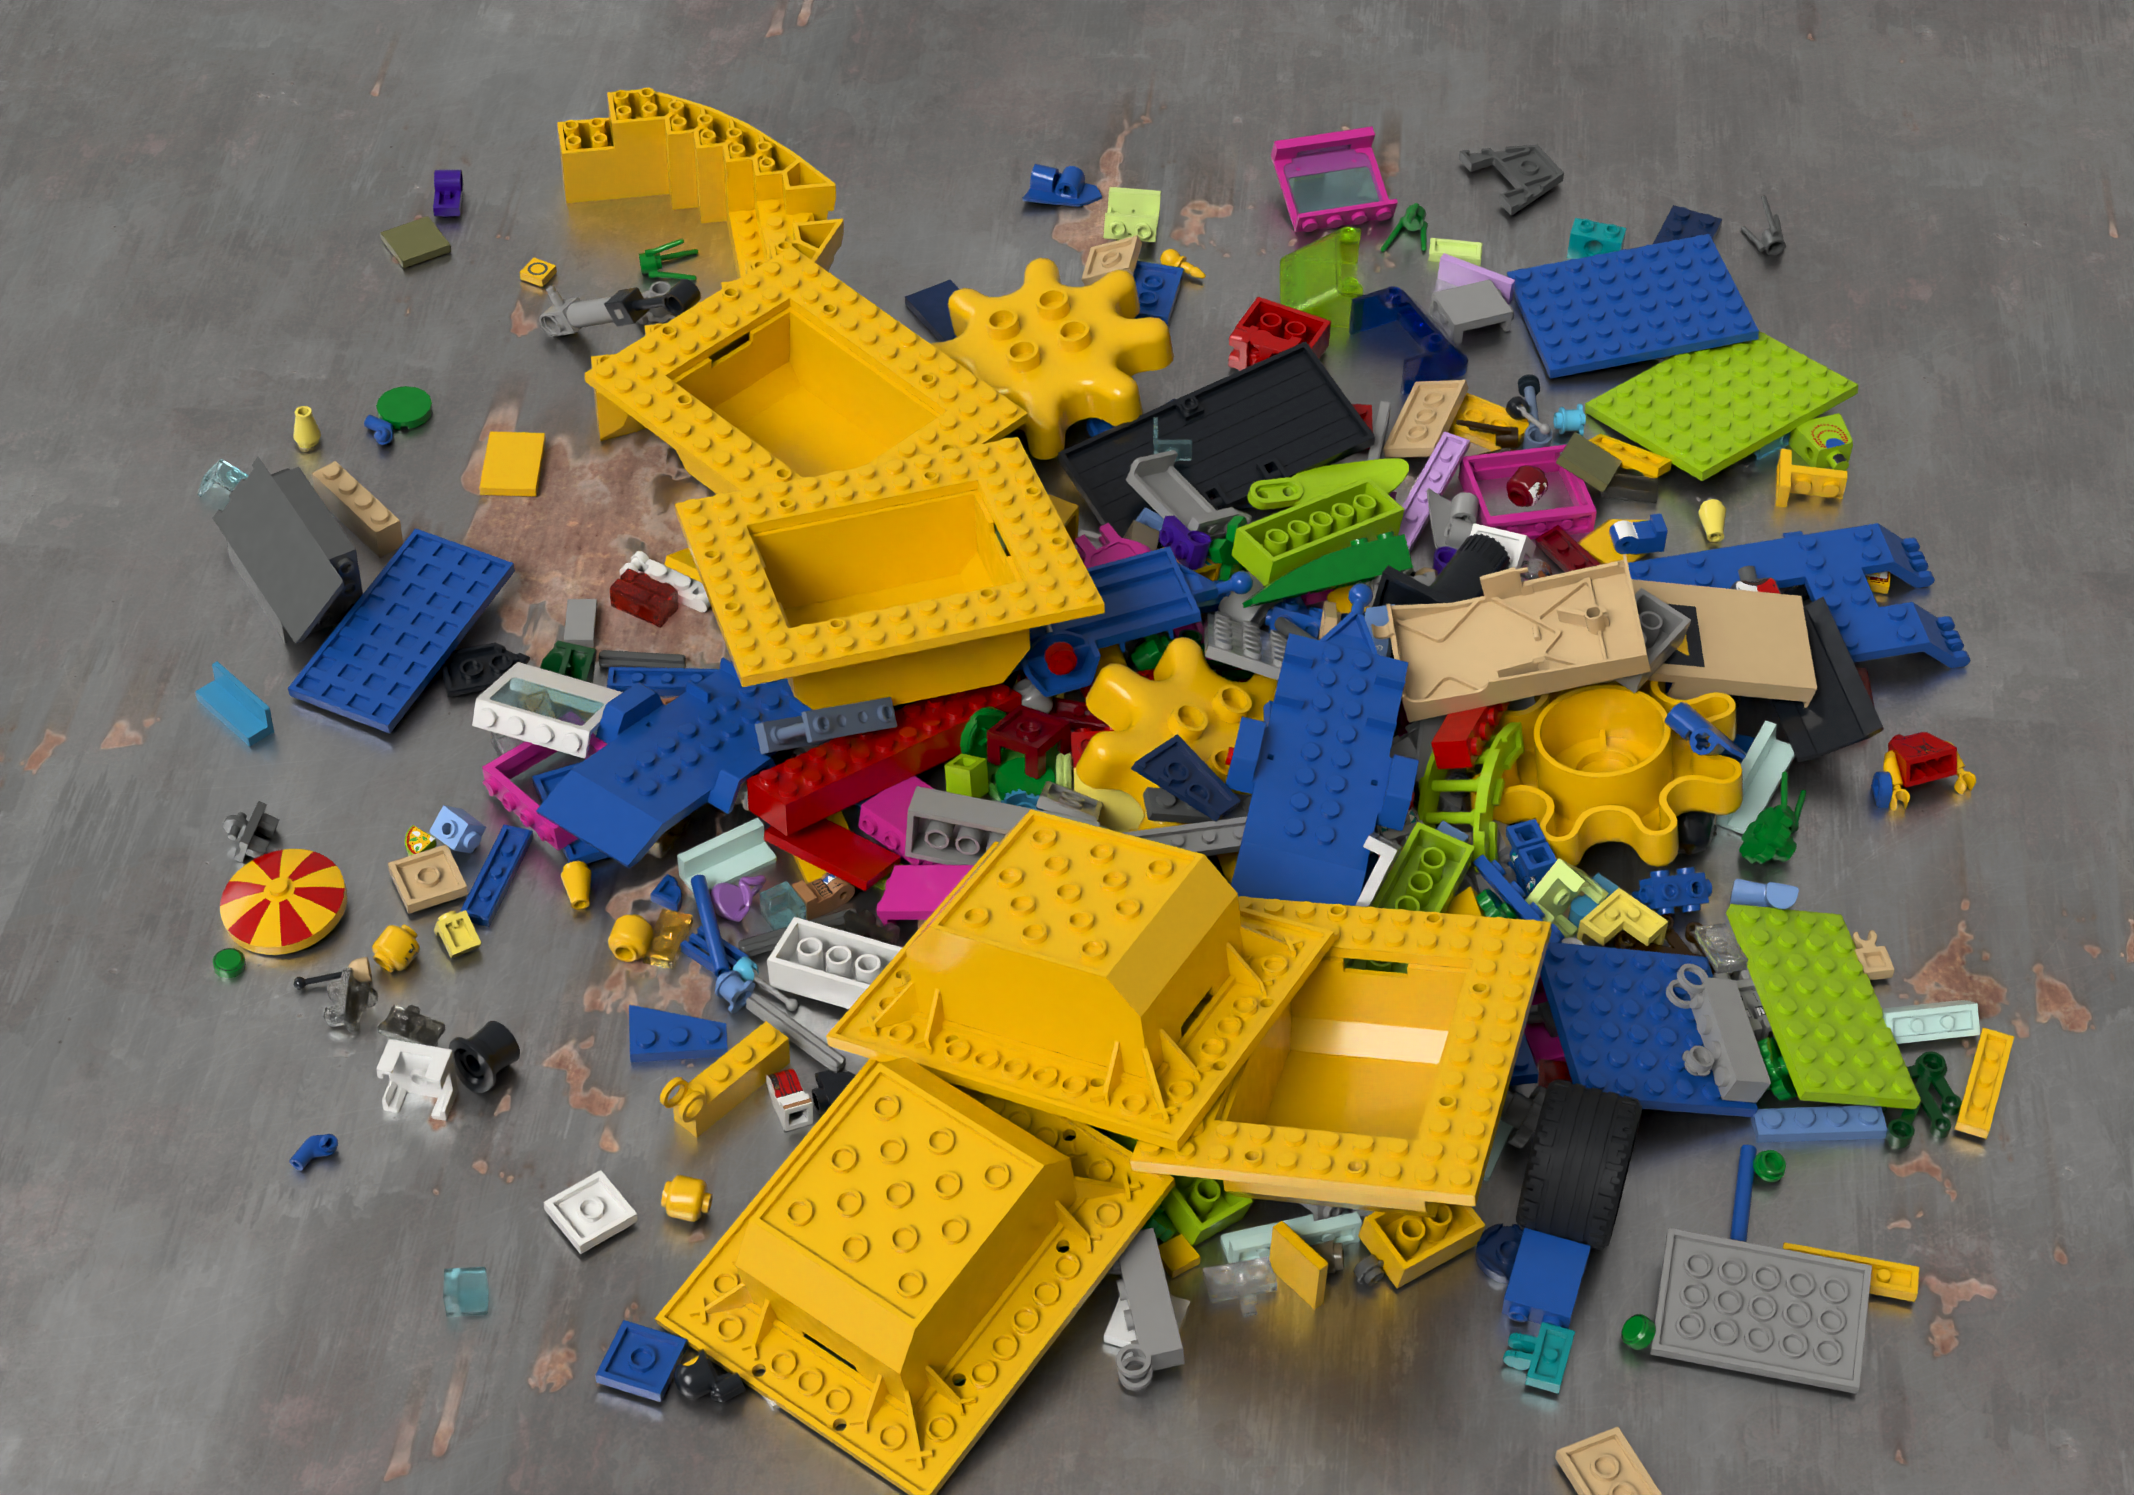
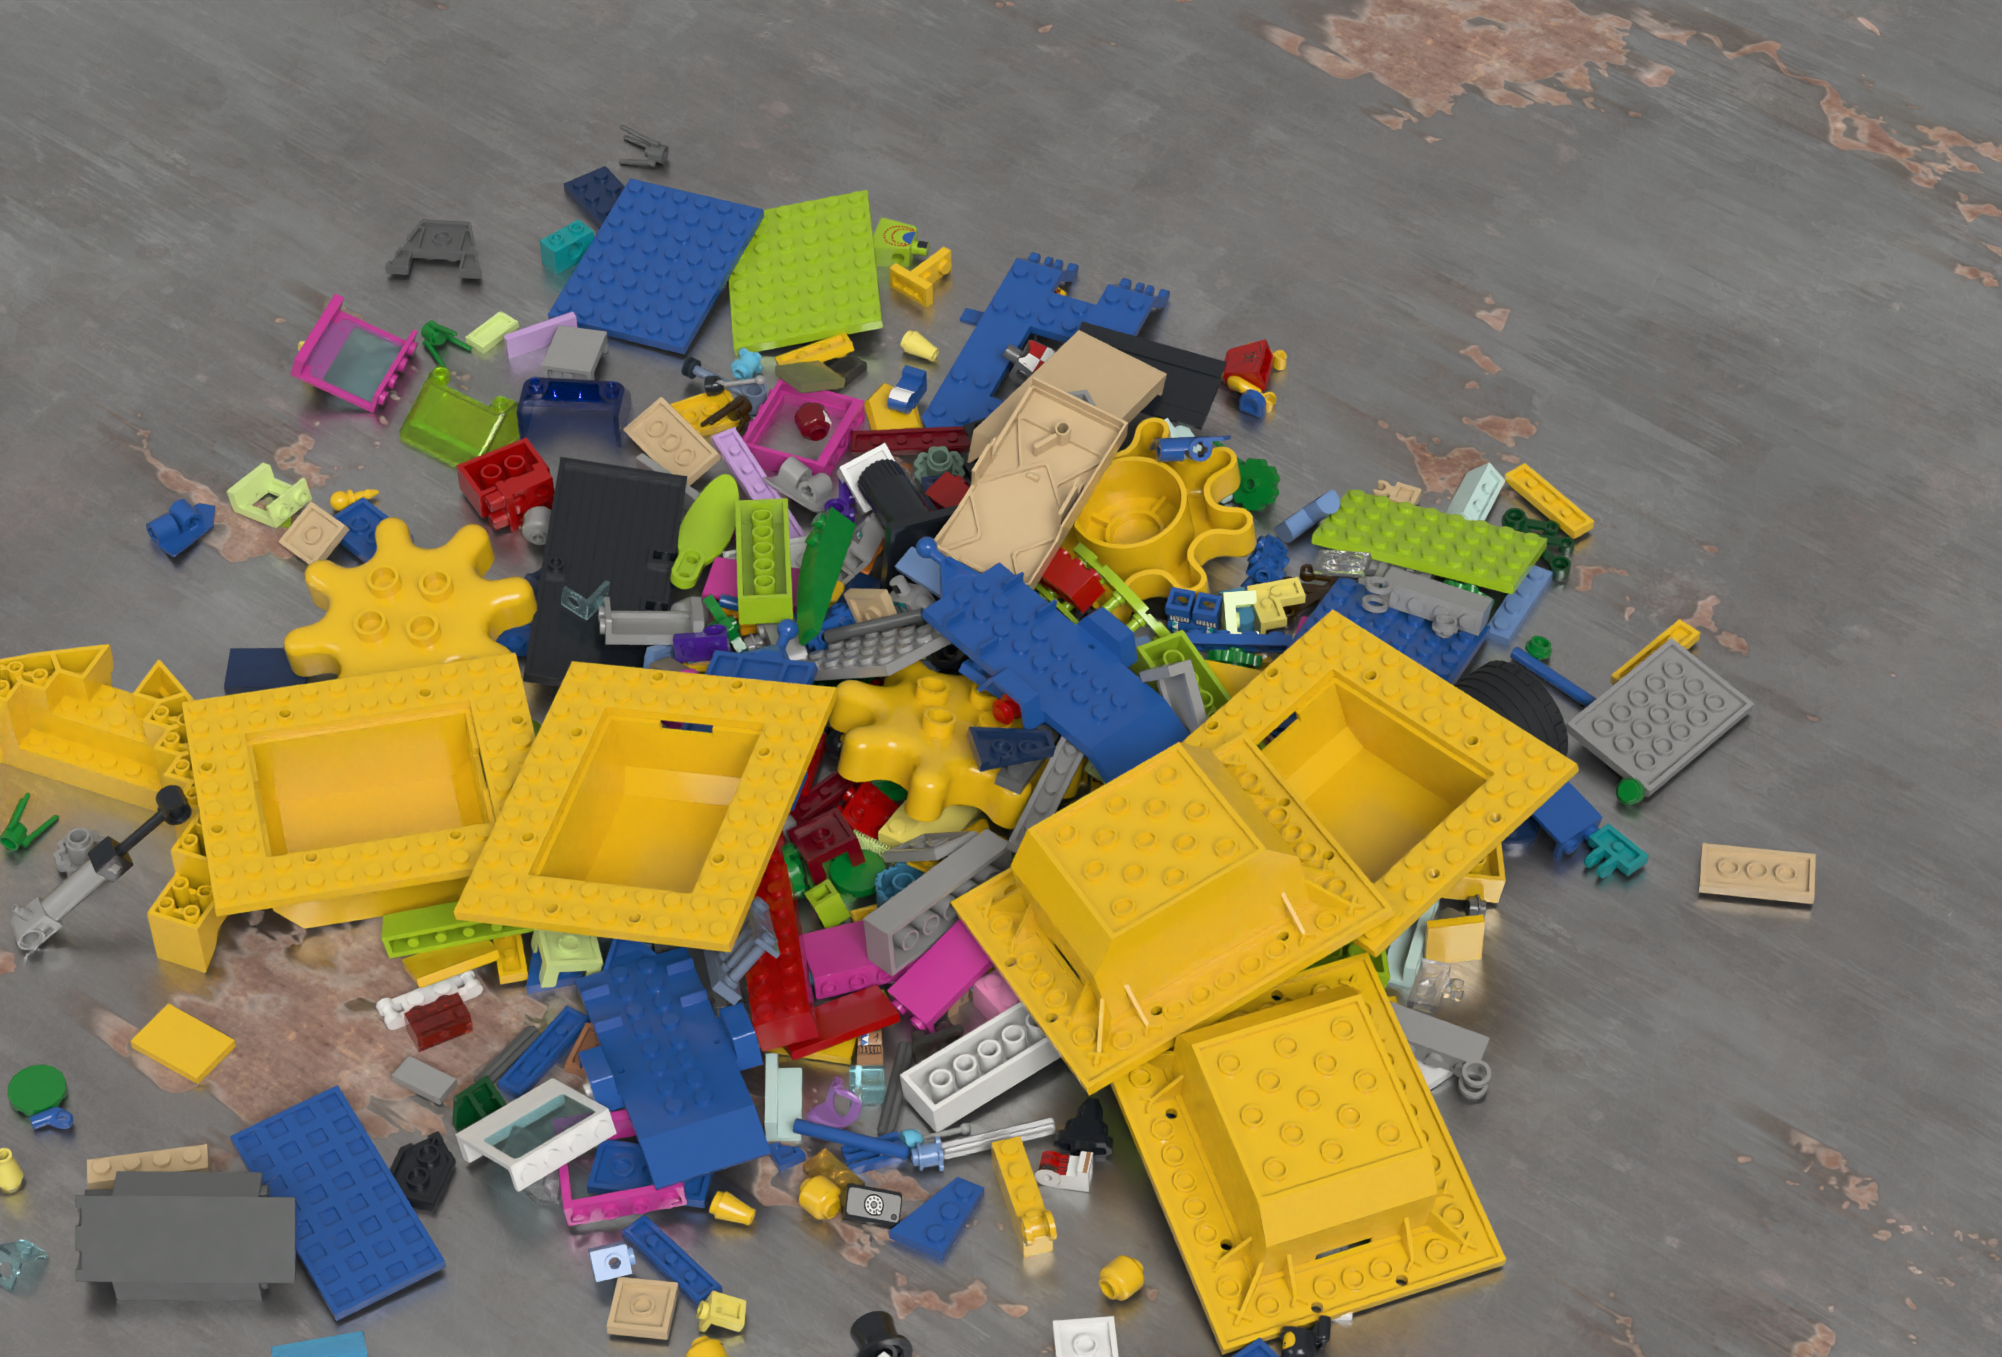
camera: 55 degrees left, 0 degrees up
(418, 841) = (592, 1300): tile -> none
(640, 975) = (870, 1205): none -> slope

